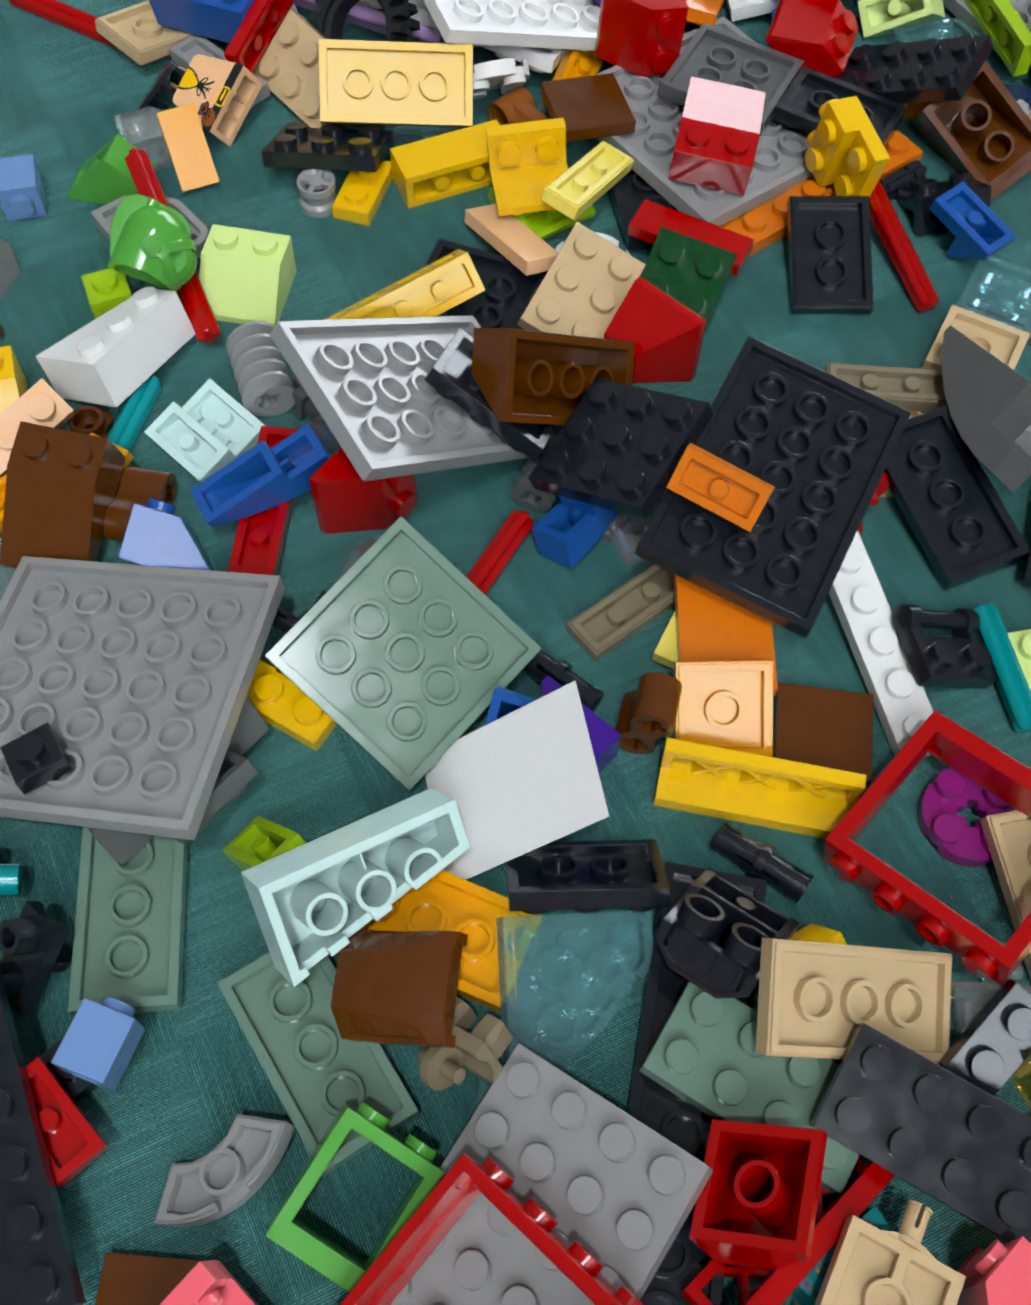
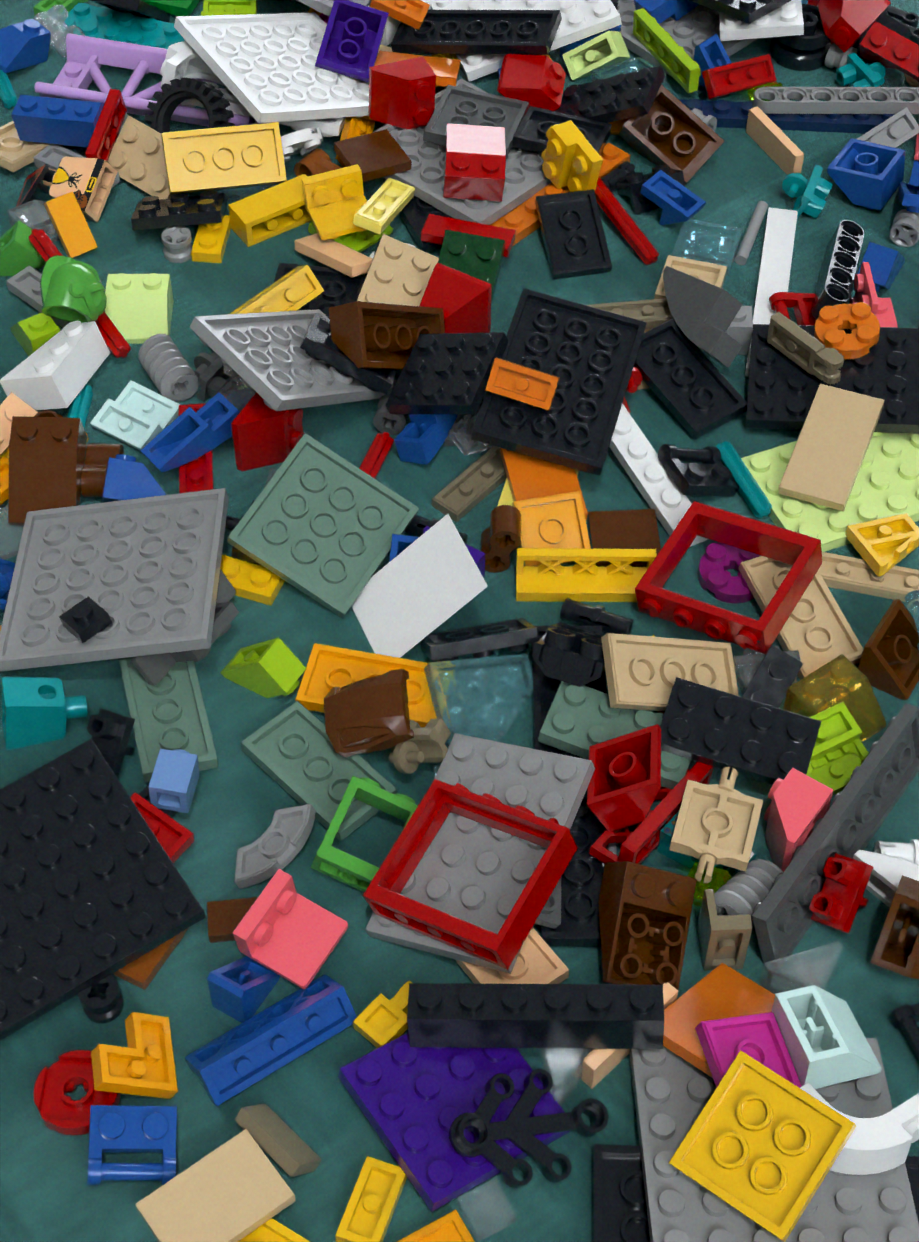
camera: 10 degrees left, 10 degrees down
(343, 880) = (314, 661): light aqua wedge -> none

